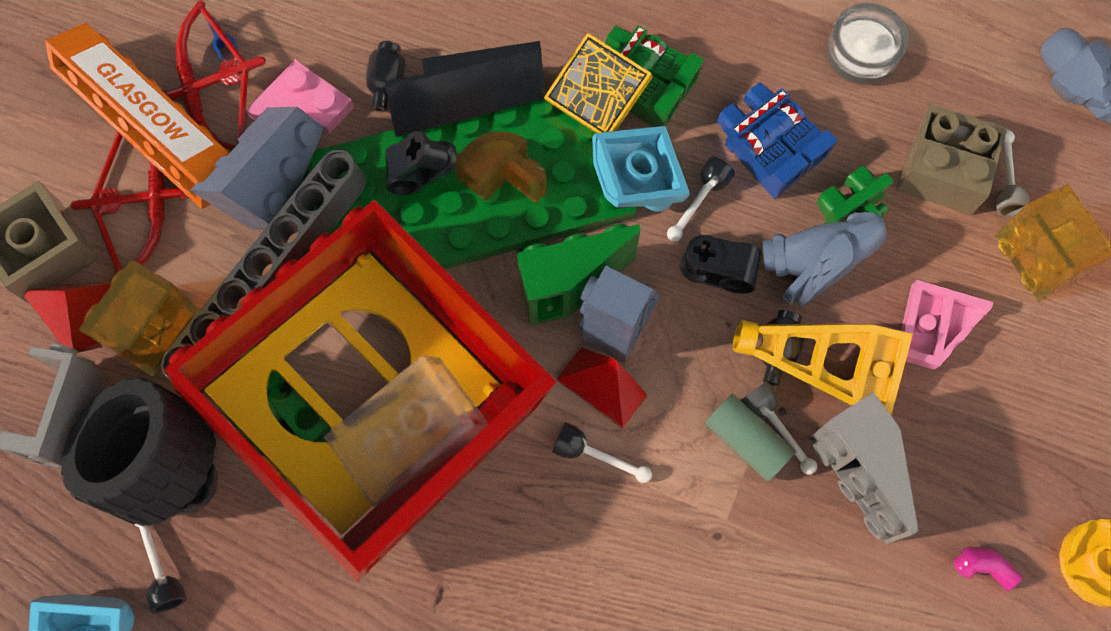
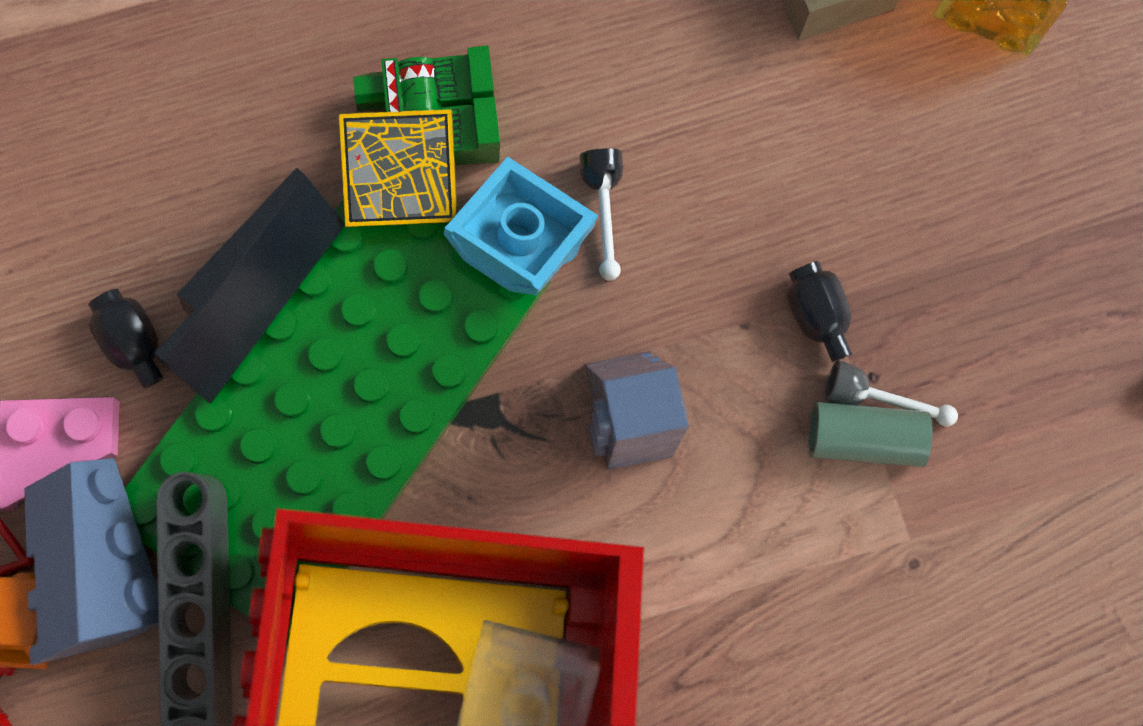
camera: 45 degrees left, 5 degrees up
(417, 163) = (271, 417): black piece -> none
(498, 158) = (354, 339): clear orange brick -> none
(557, 273) = (537, 426): green slope -> none
(573, 443) = (693, 591): hinge -> none
(603, 385) = (671, 501): red slope -> none
(724, 264) = (697, 262): black piece -> none
(774, 138) = (635, 82): blue hips -> none
(823, 254) = (788, 173): sand blue animal -> none
(866, 191) = (774, 64): green hips -> none
(872, 468) = (1015, 367): light grey slope -> none
(877, 368) = (939, 262): yellow plate -> none
(939, 321) = (954, 160): bright pink wing -> none

